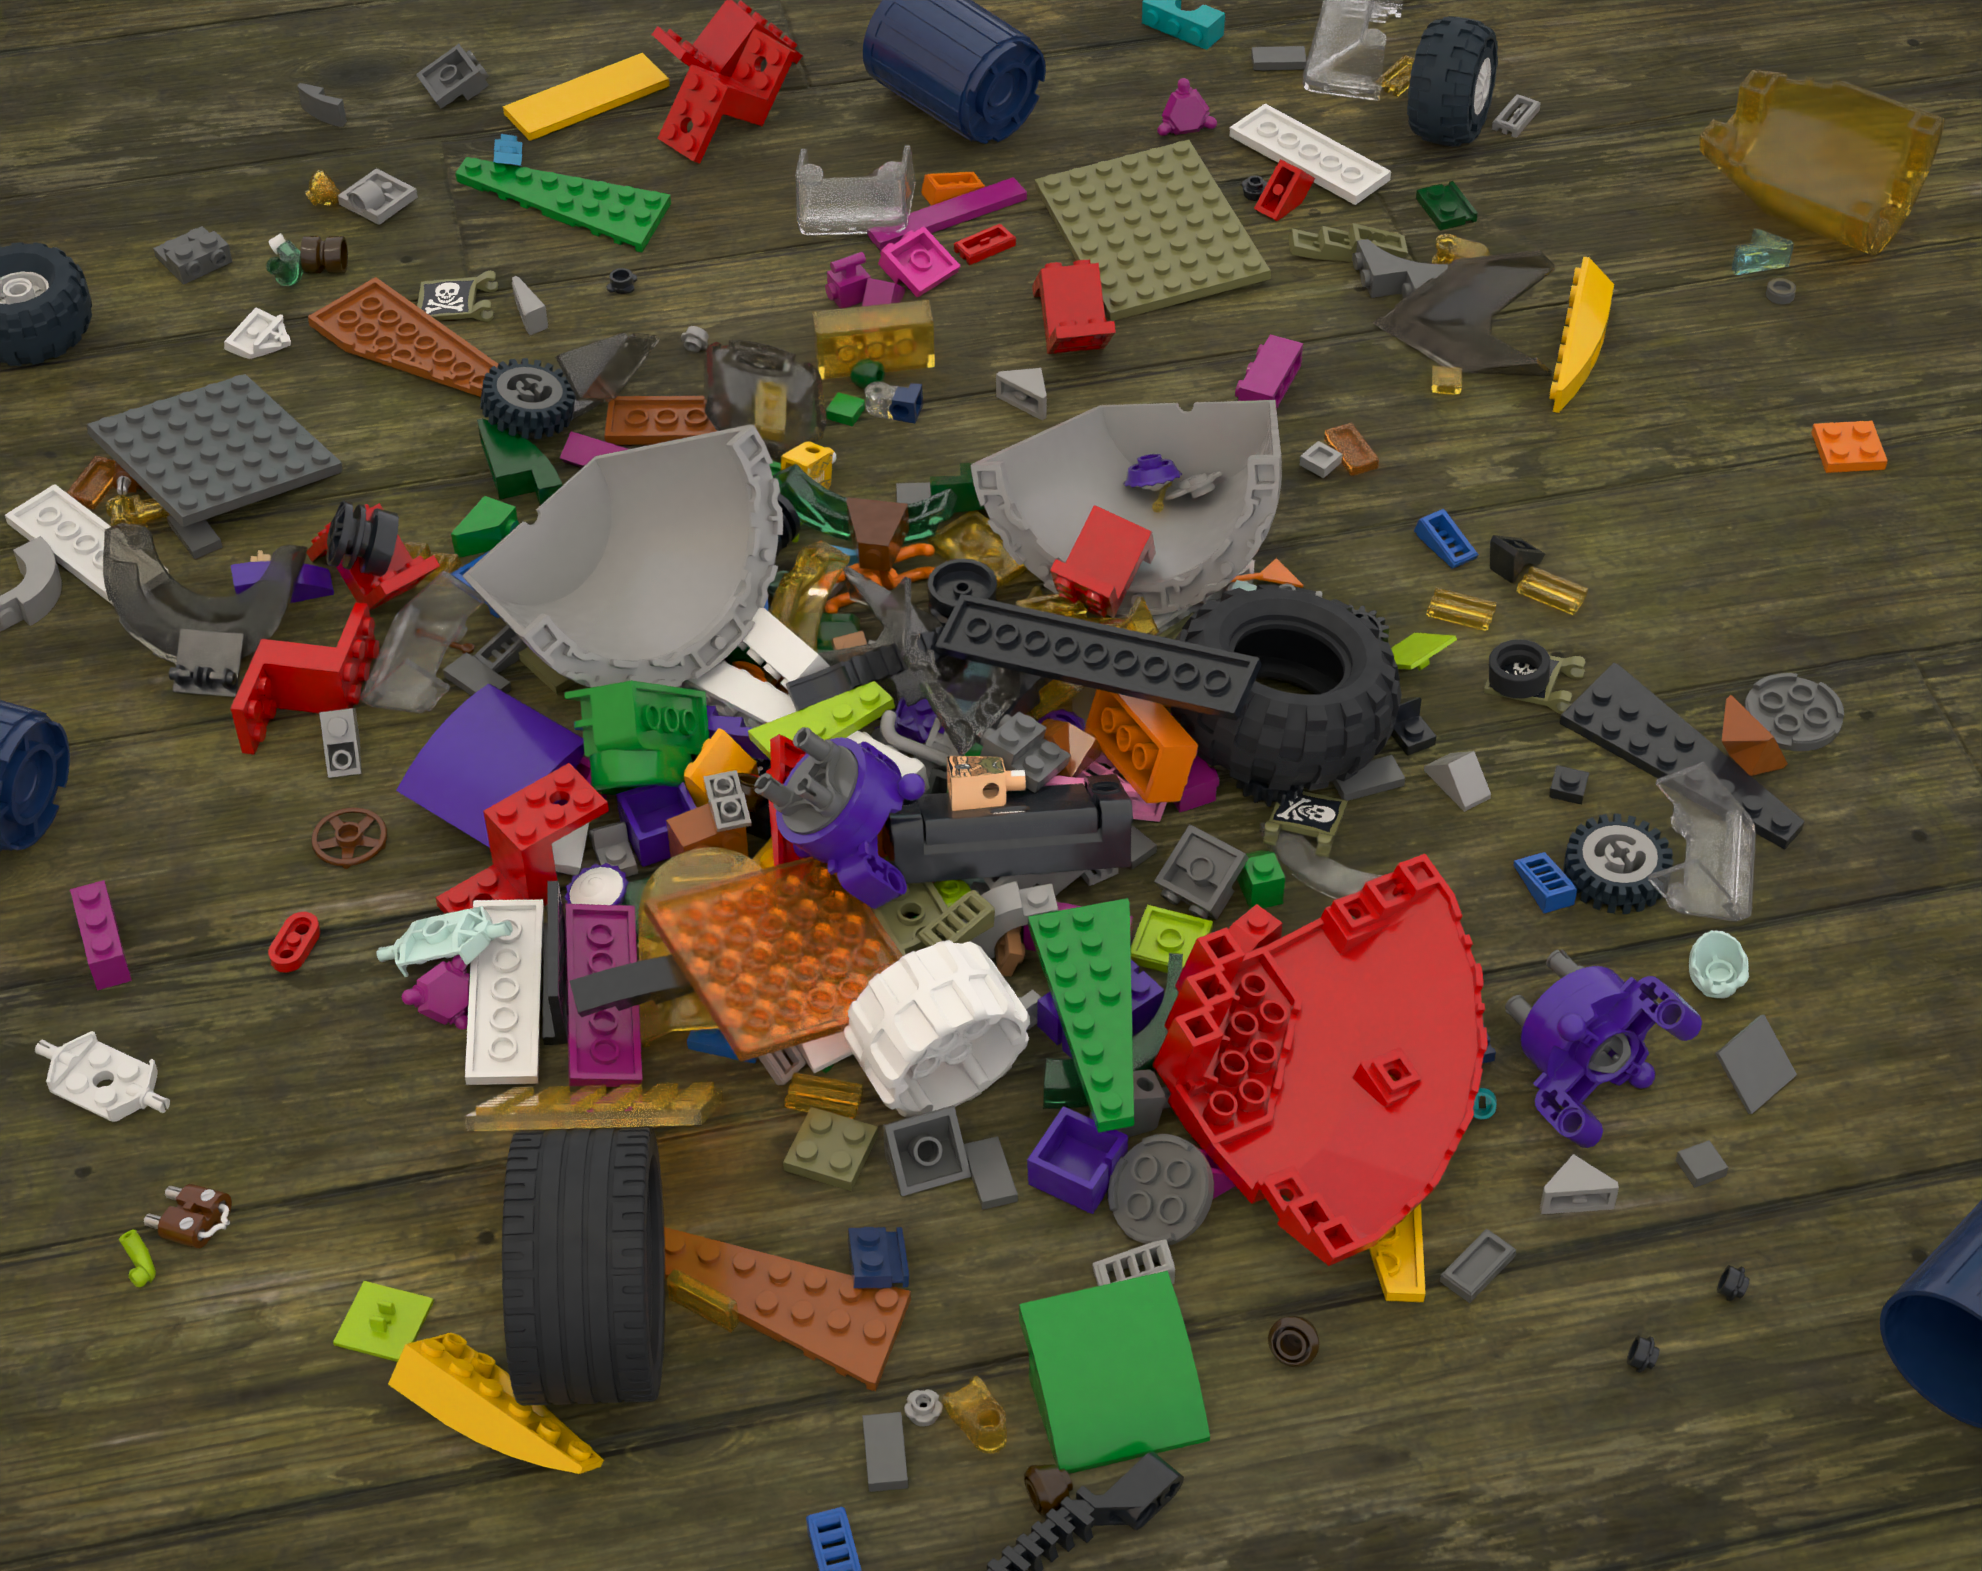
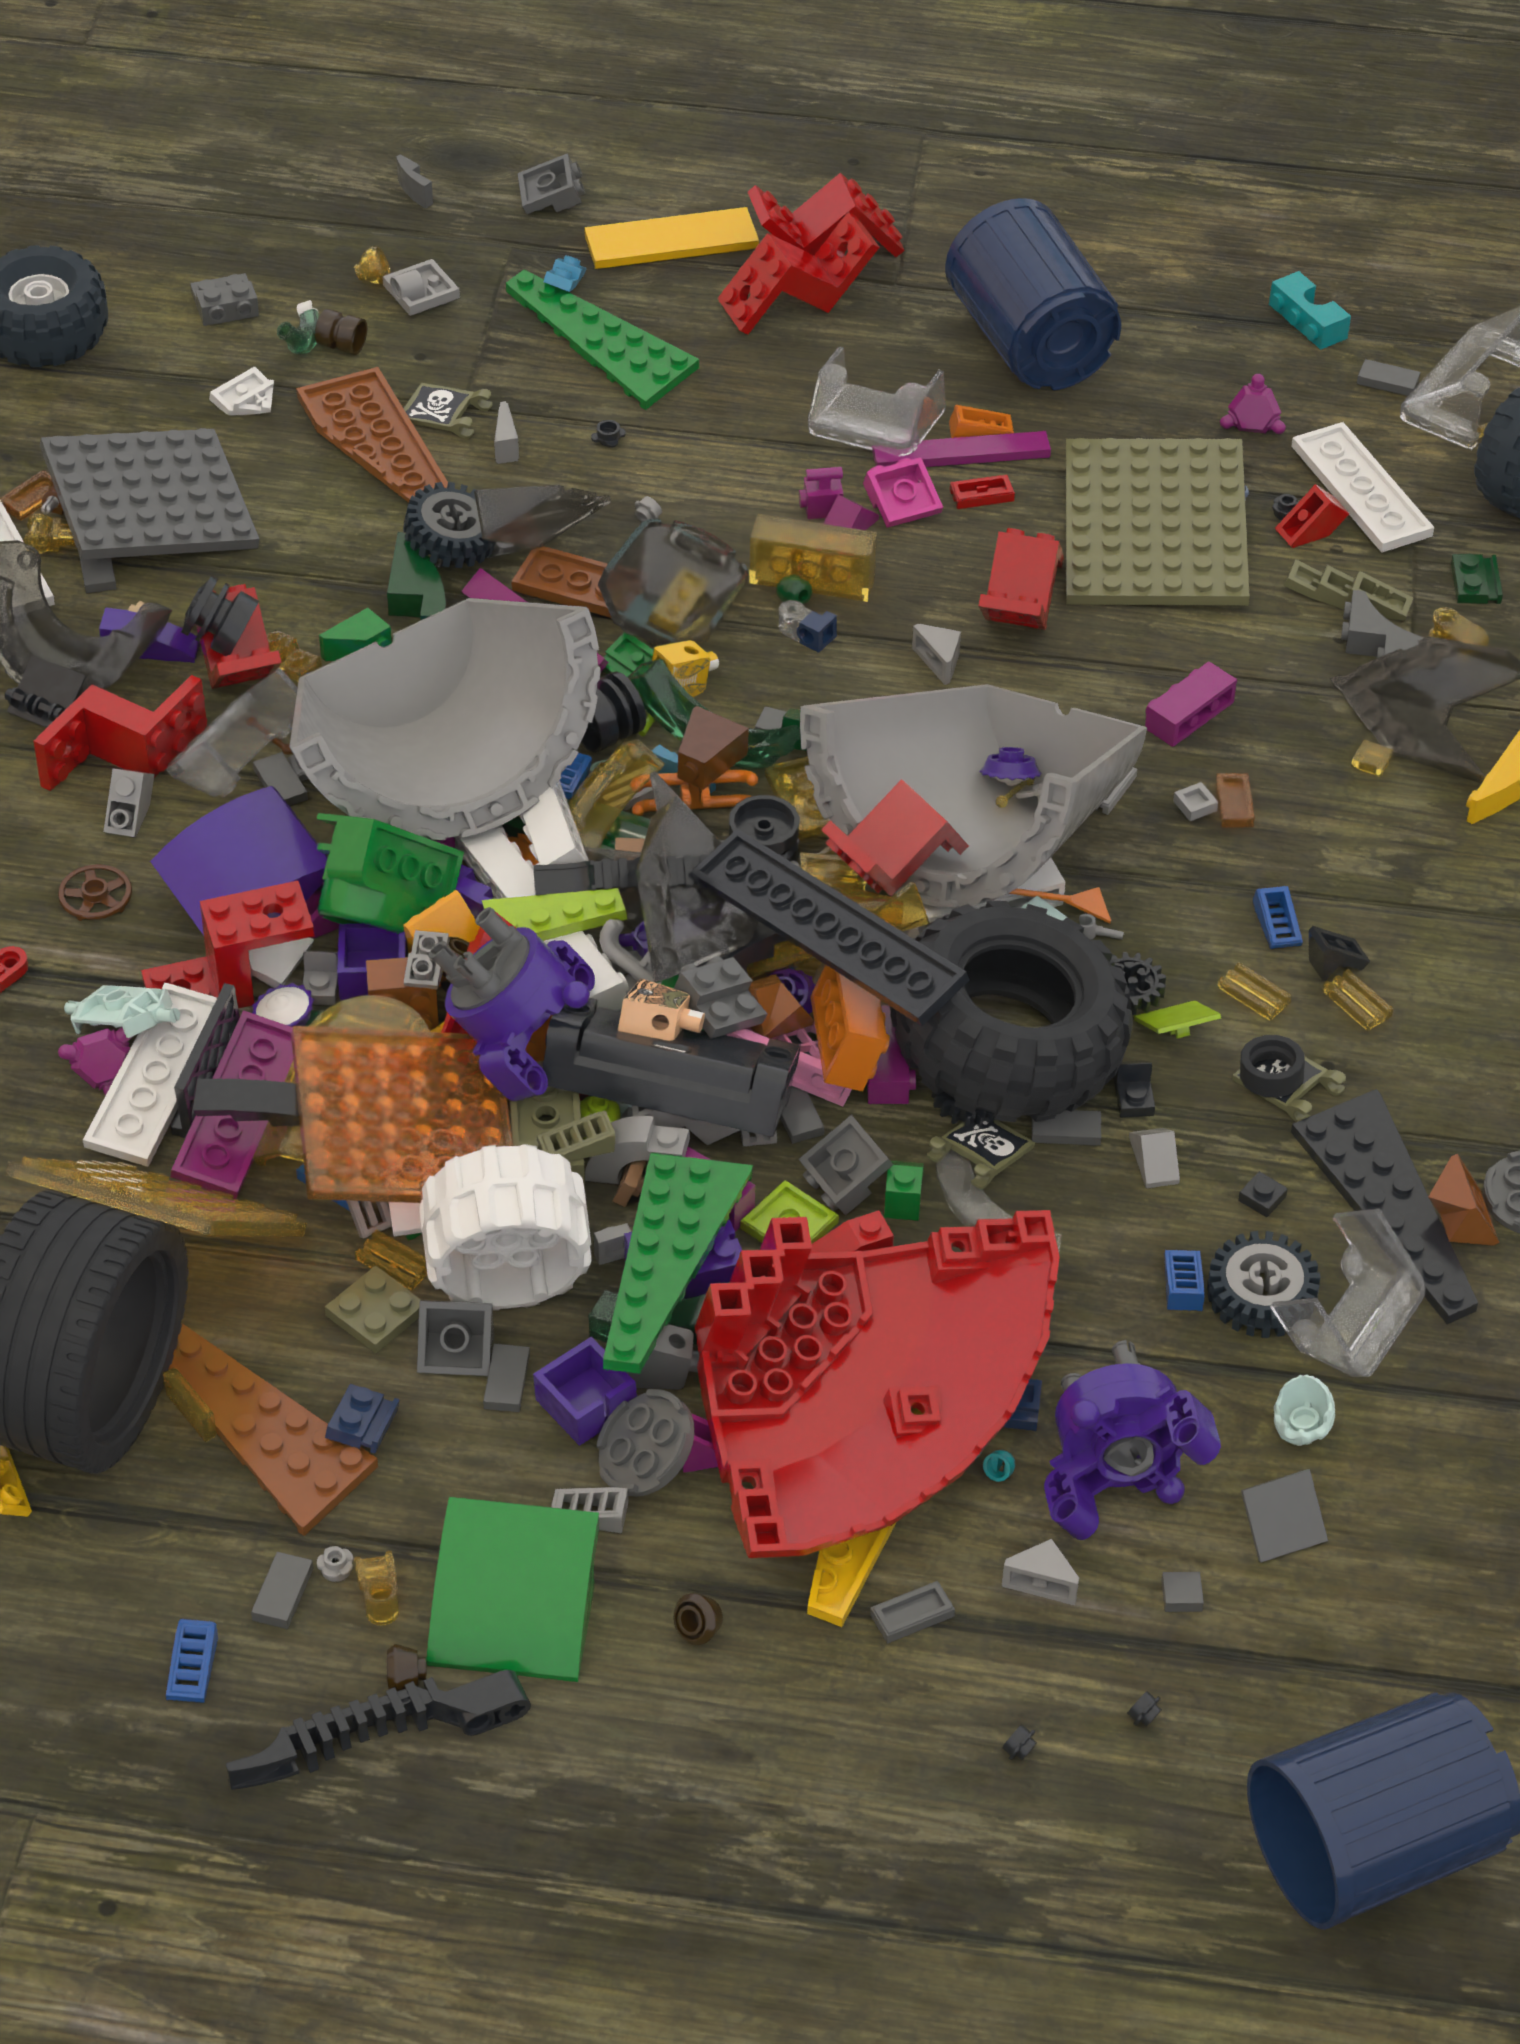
camera: 20 degrees right, 0 degrees up
(845, 409) = (756, 619): green tile -> none

